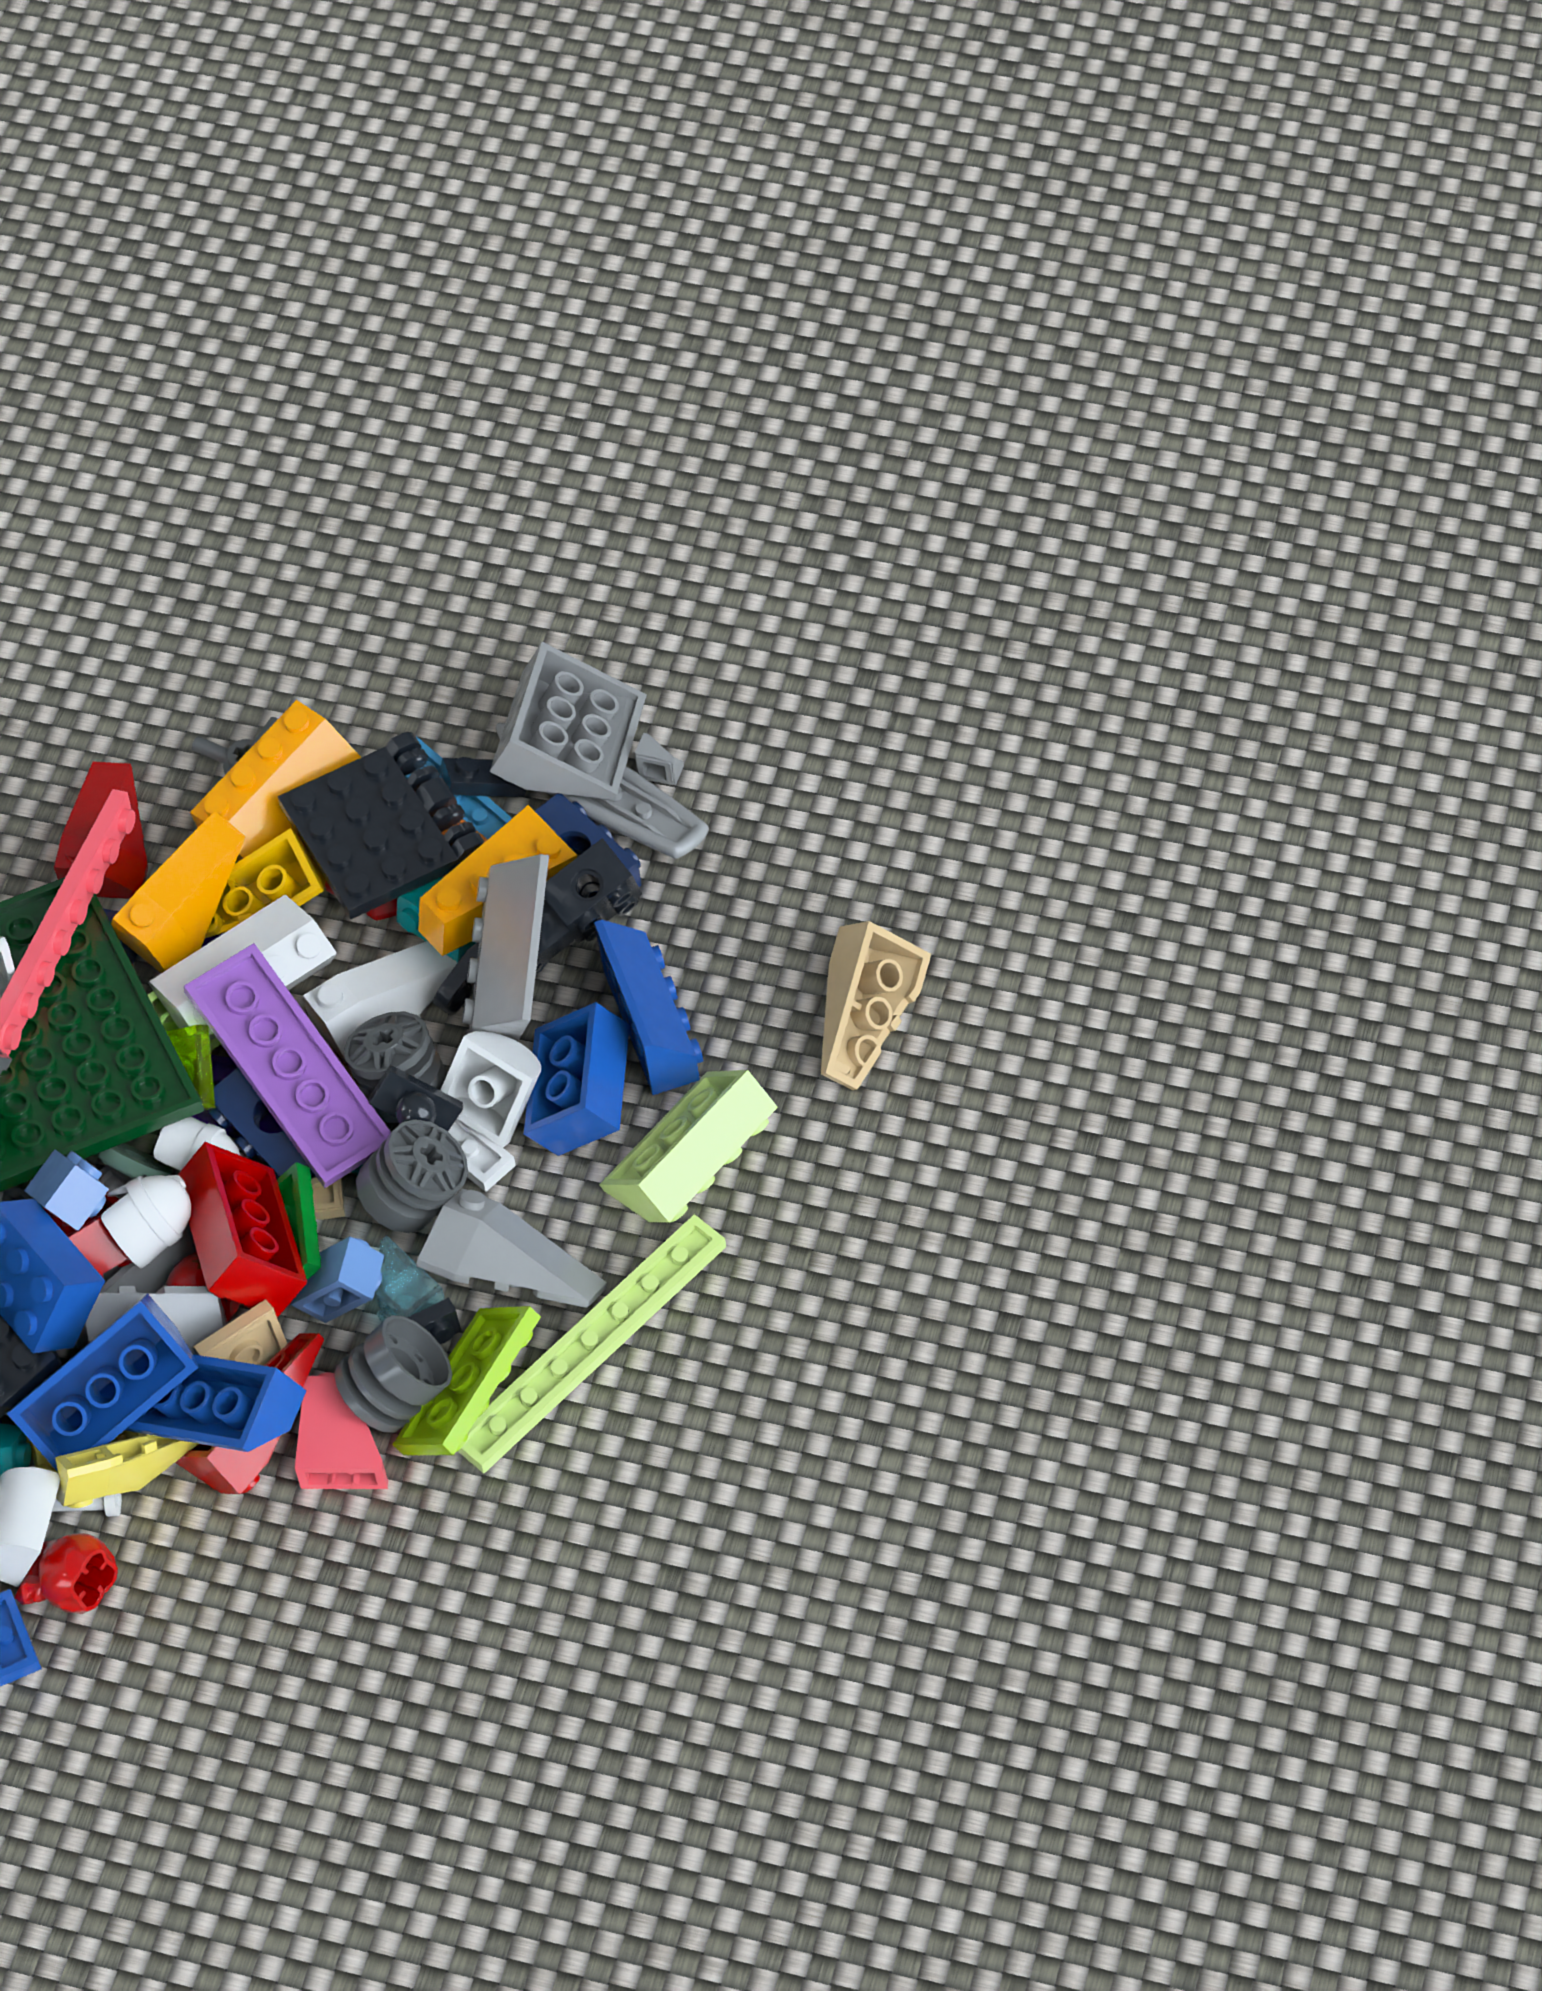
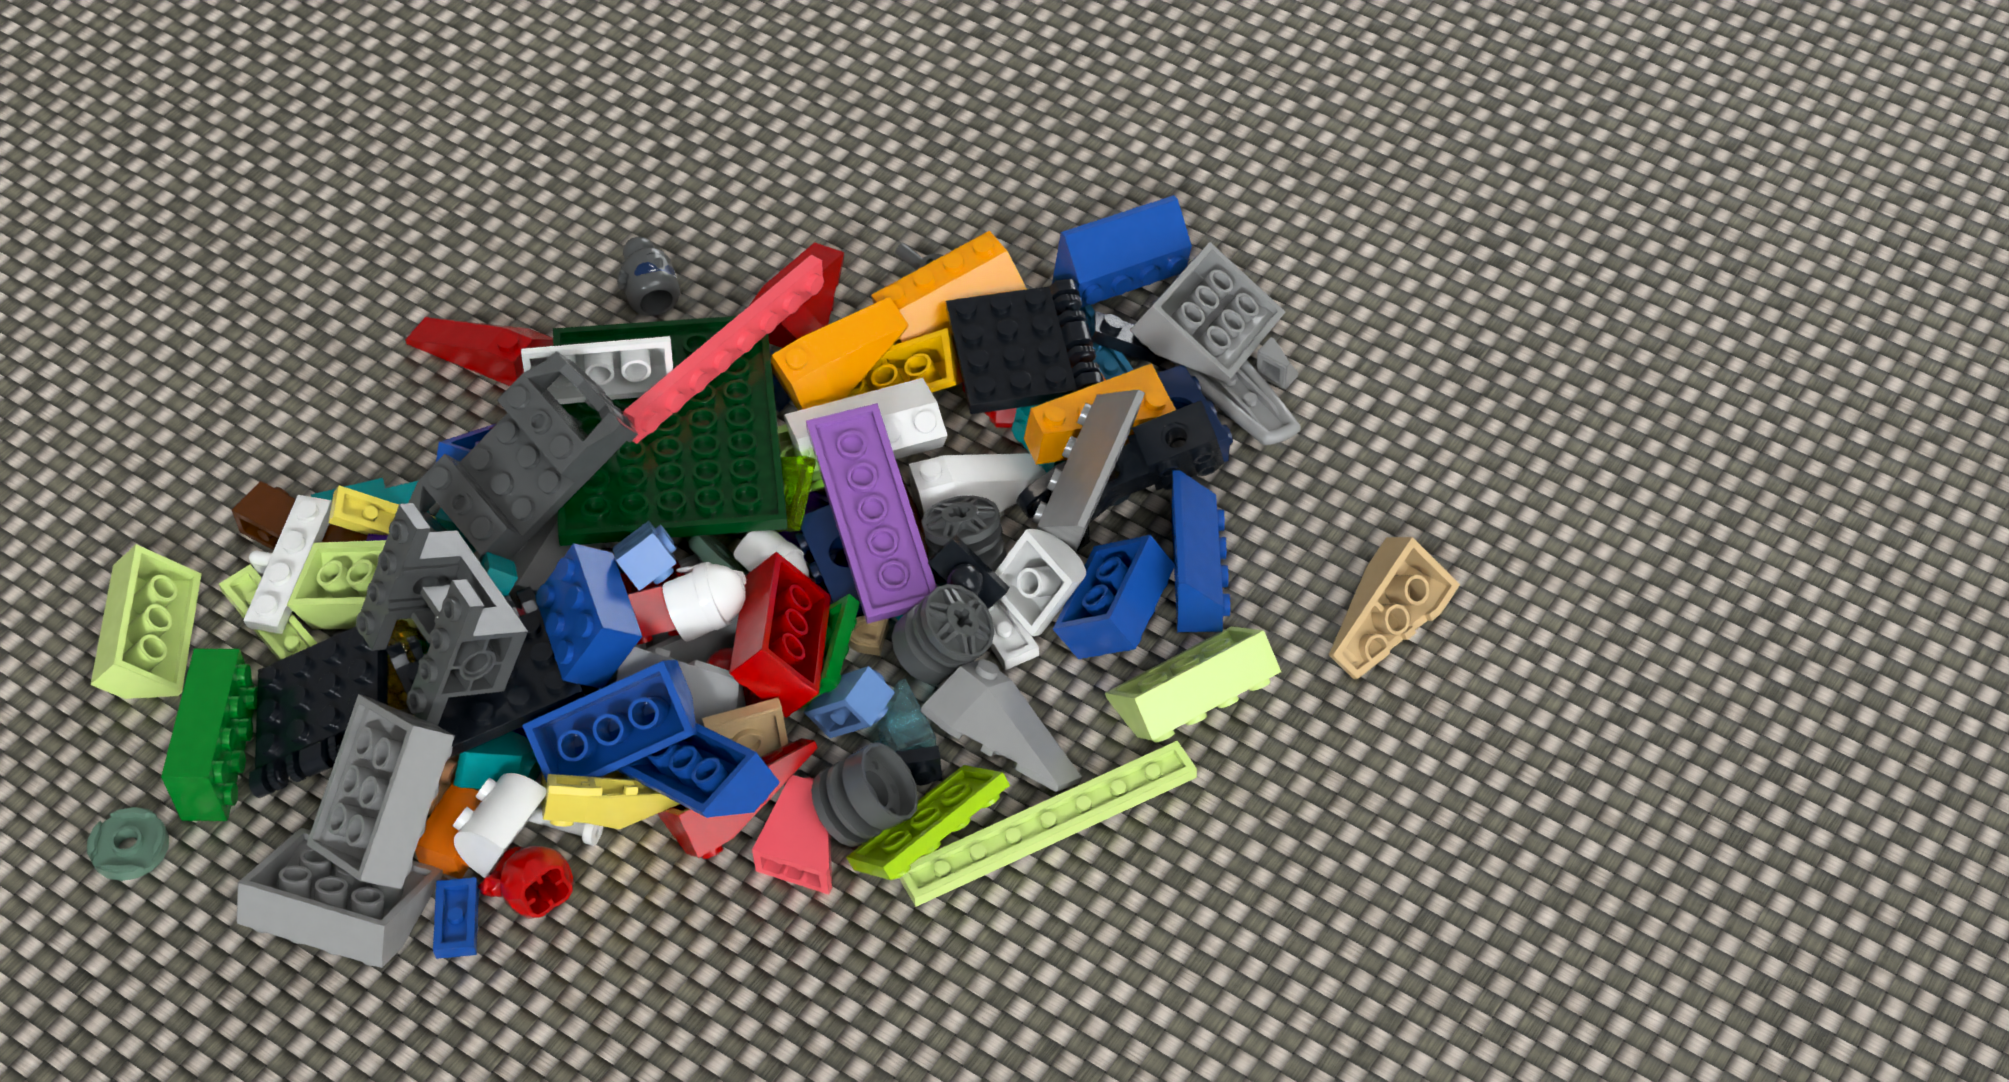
camera: 15 degrees right, 5 degrees down
(451, 679) = (1124, 251): none -> blue slope

